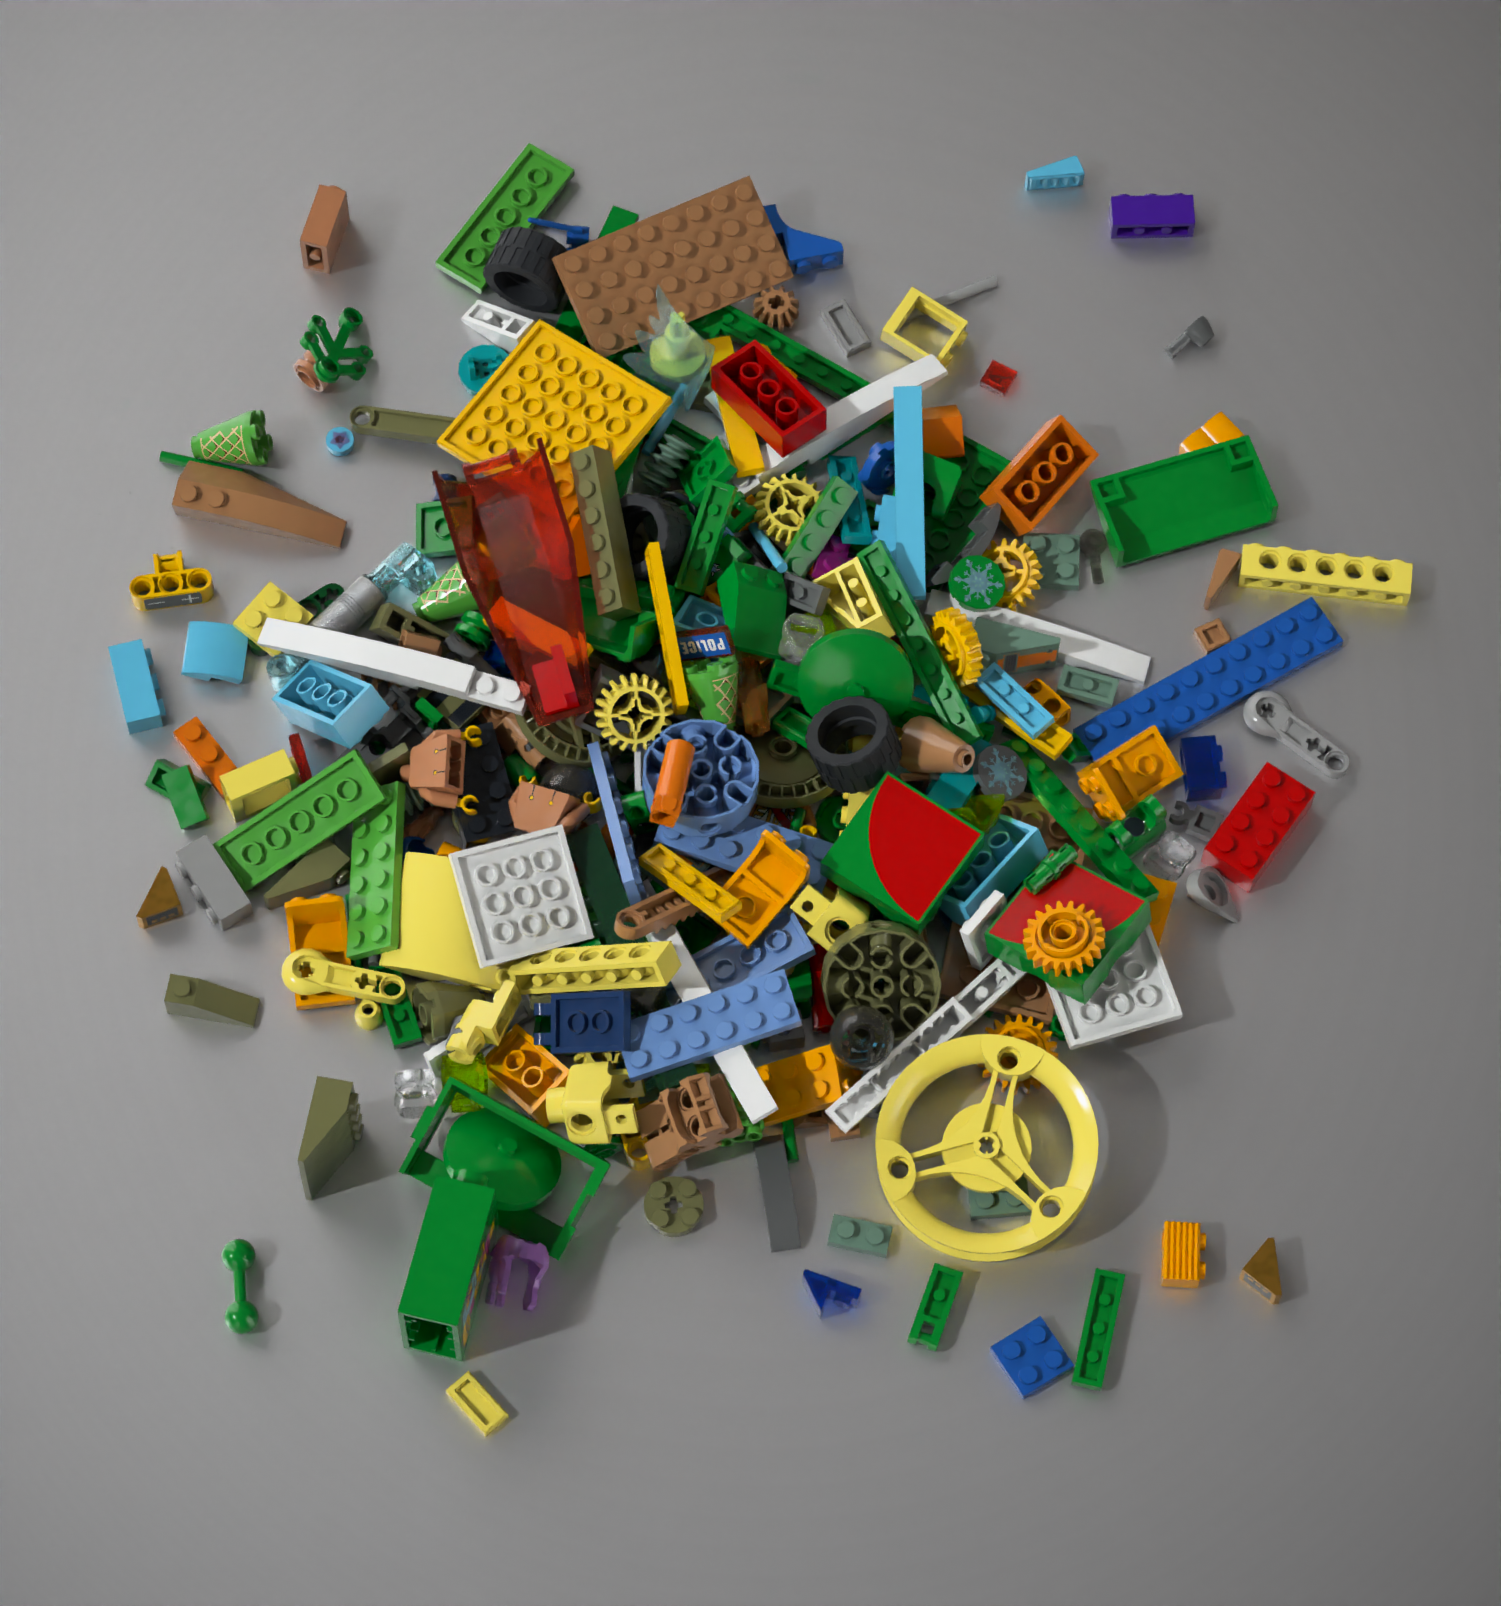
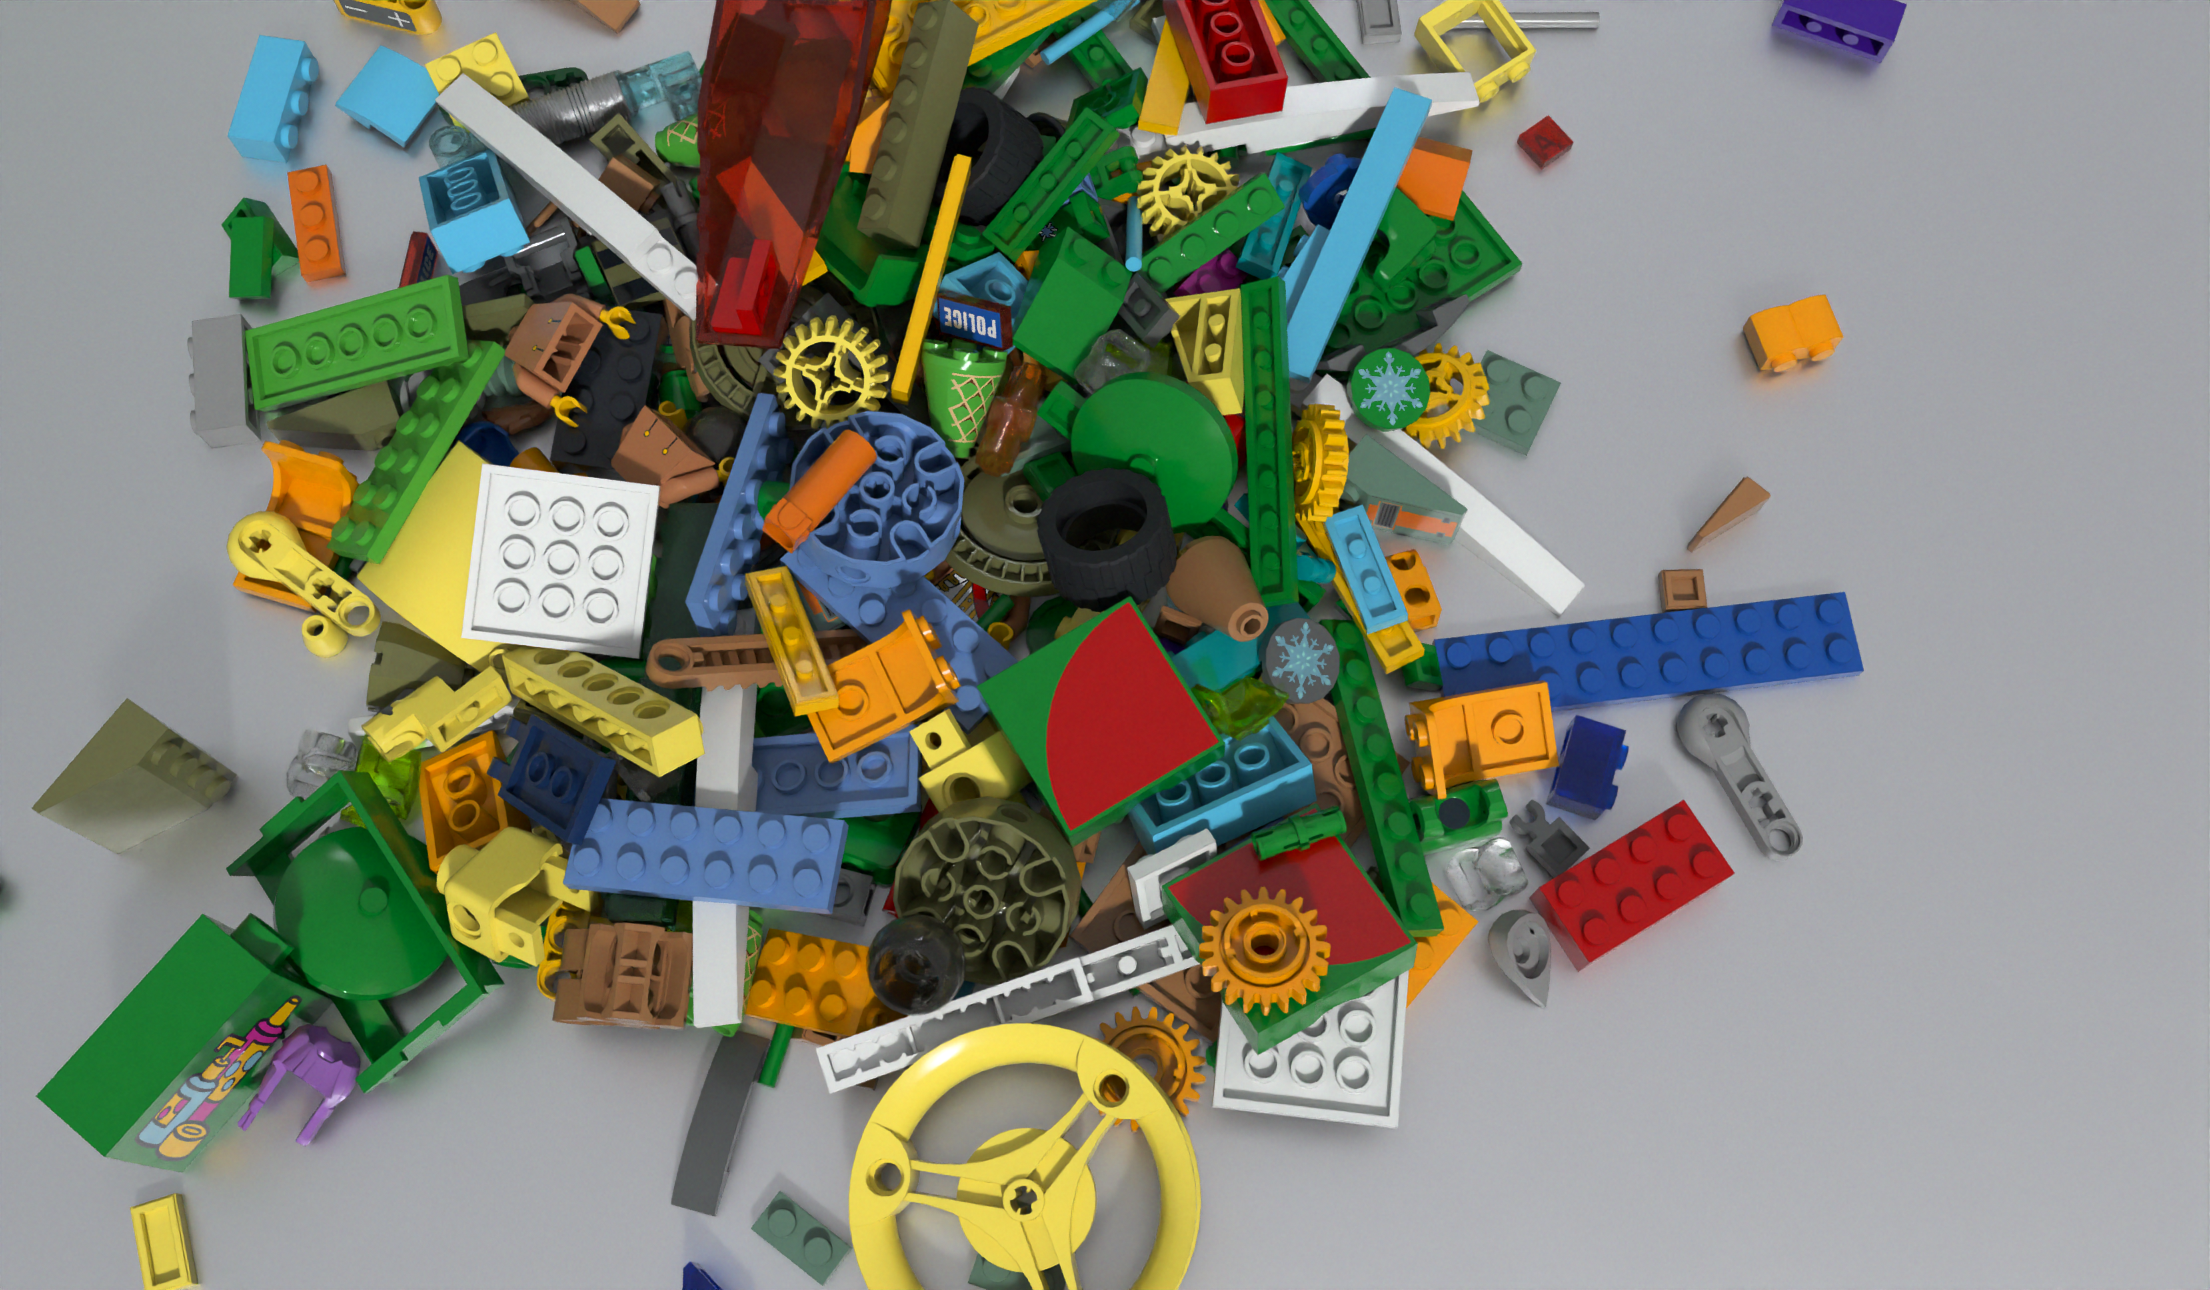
camera: 25 degrees right, 5 degrees up
(160, 903) = (148, 376): pearl gold slope -> none
(209, 1001) = (133, 532): olive slope -> none
(259, 784) = (334, 273): light yellow window -> none
(398, 1017) = (355, 654): green plate -> none
(665, 462) = (1062, 78): sand green piece -> none
(687, 1216) = (582, 1102): olive plate -> none
(1039, 475) = (1541, 282): orange brick -> none
(1087, 686) = (1480, 589): sand green plate -> none
(1093, 544) = (1573, 402): clear smoke plate -> none
(1183, 501) = (1723, 392): green slope -> none
(1198, 333) = (1836, 183): dark grey bar -> none
(1312, 582) = (1890, 591): light yellow brick -> none

